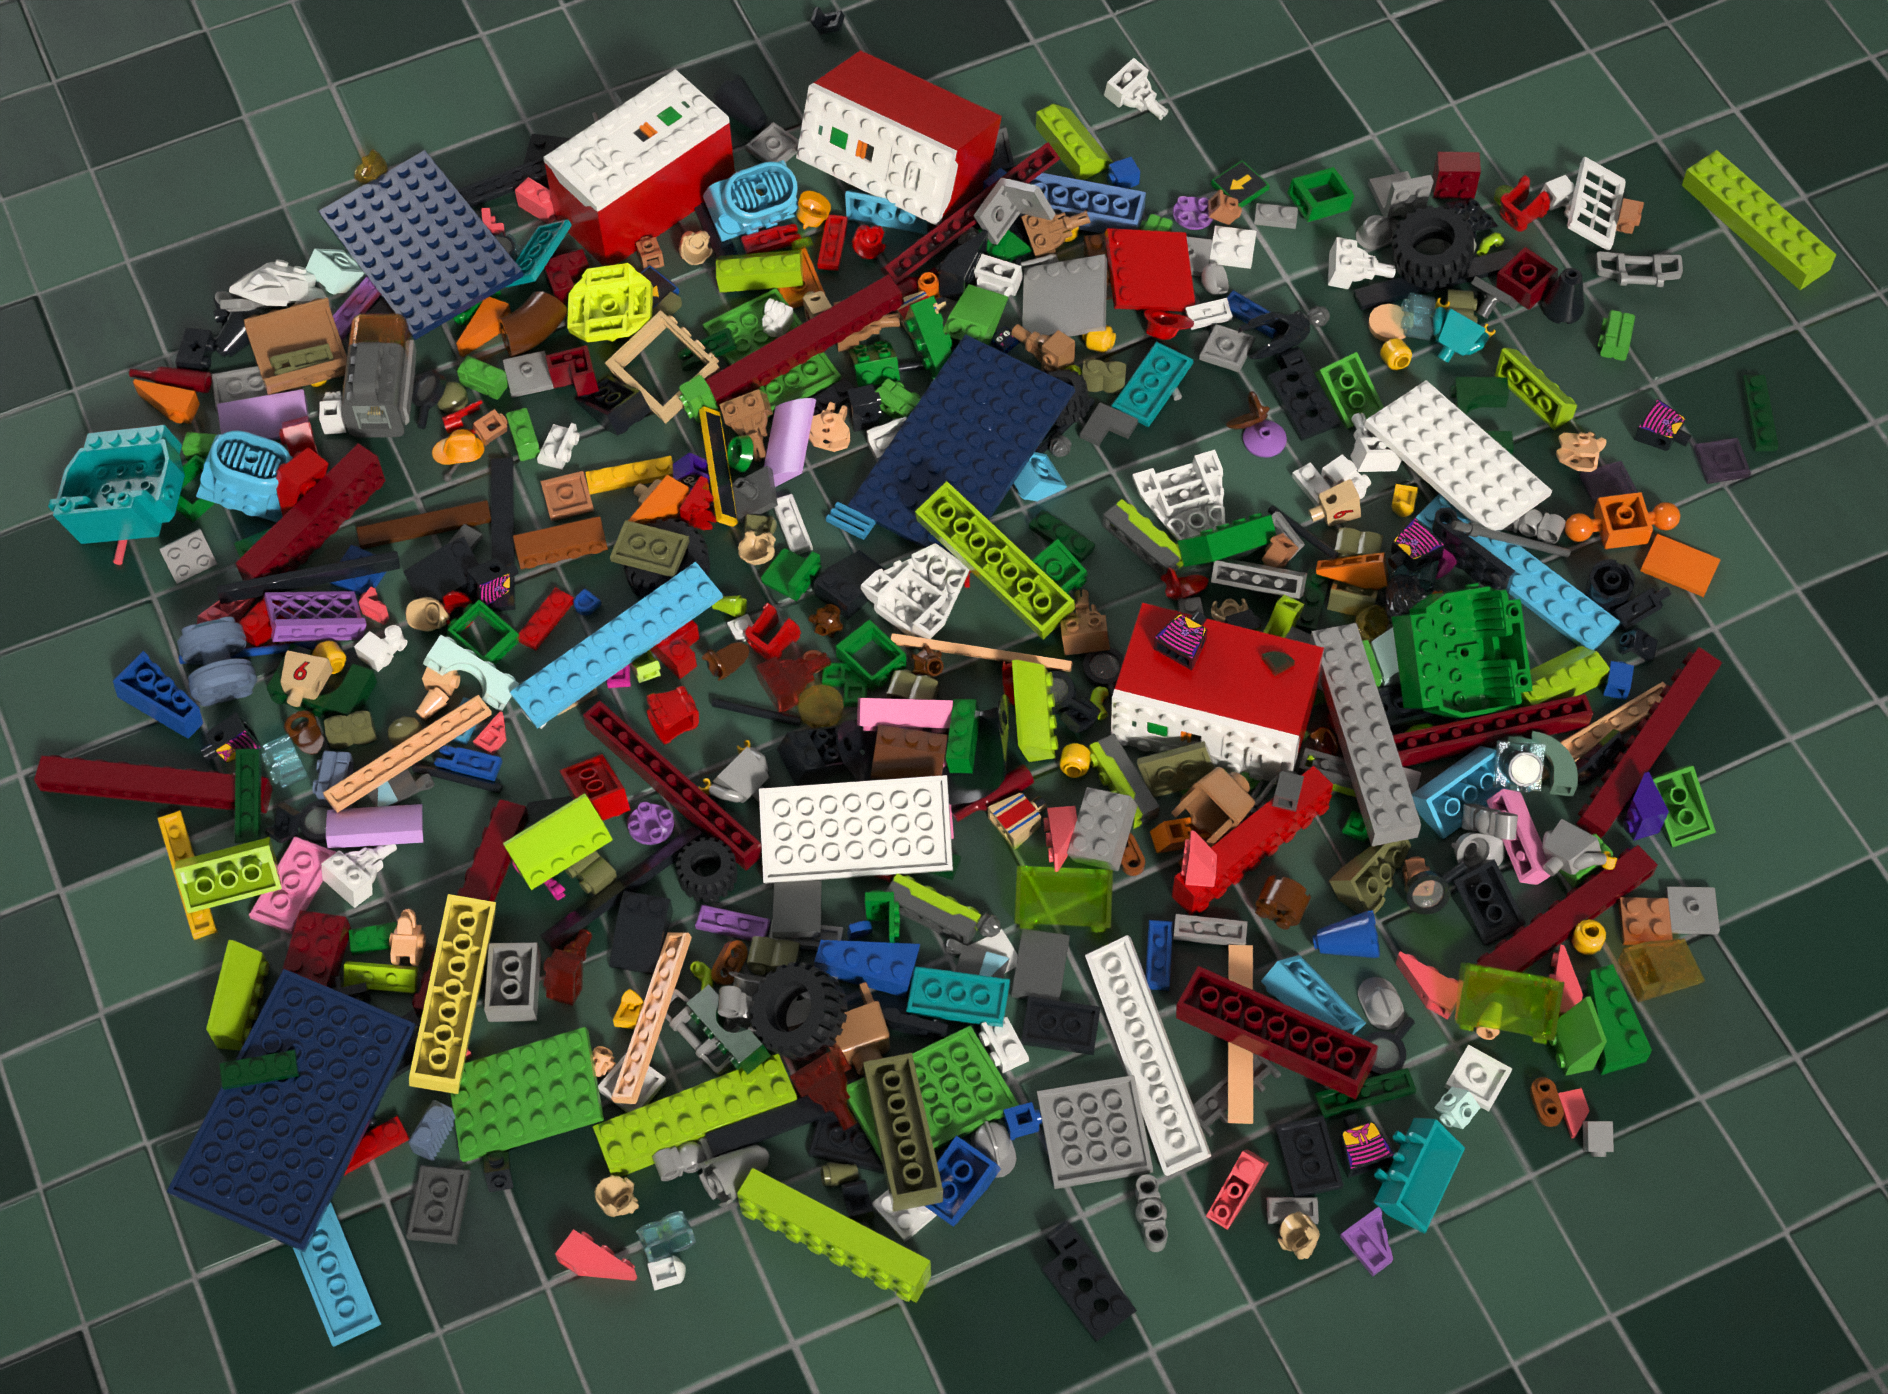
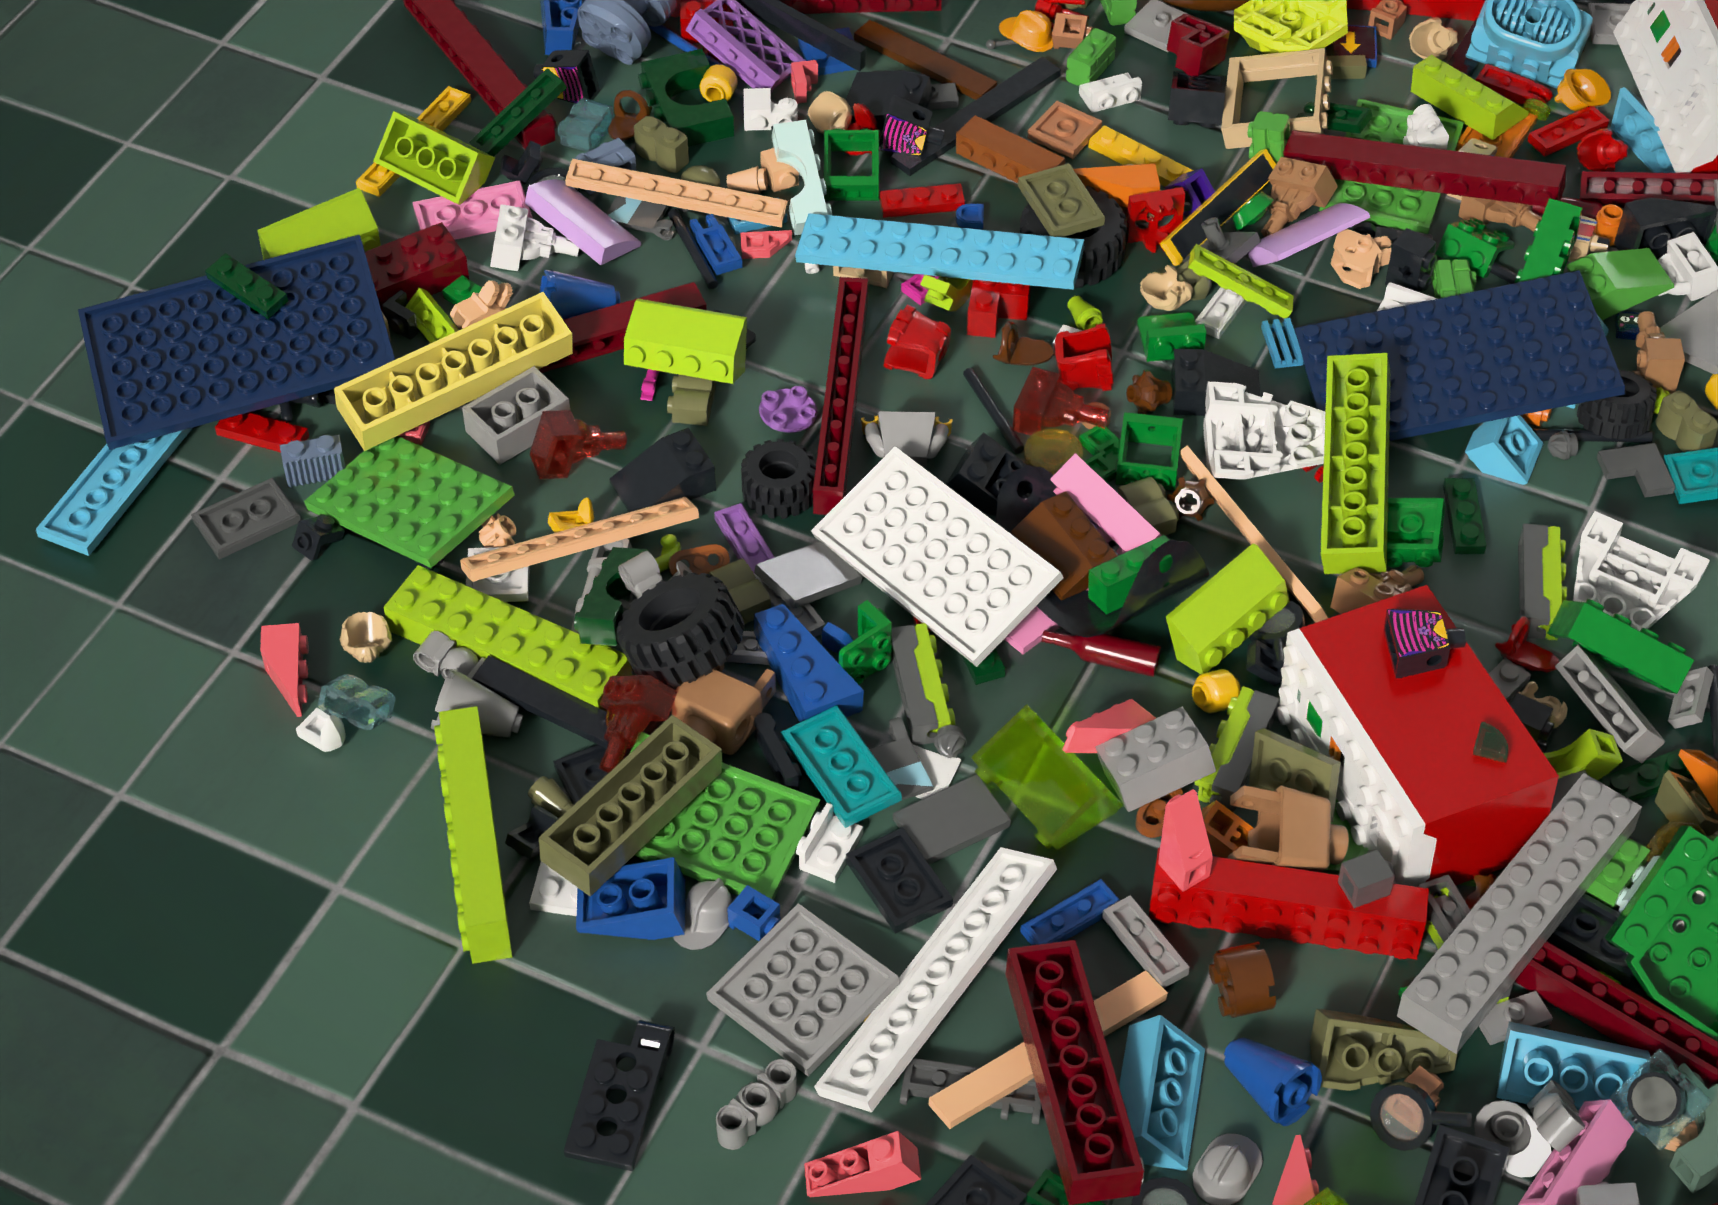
camera: 50 degrees right, 10 degrees down
(304, 676) = (673, 72): tan torso -> none
(441, 879) = (575, 294): none -> blue cone
(599, 784) = (780, 347): red slope -> none
(614, 892) = (702, 432): black tile -> none
(794, 505) = (1240, 281): none -> lime plate
(1016, 818) = (1096, 685): torso -> none
(1279, 551) = (1664, 703): nougat brick -> none

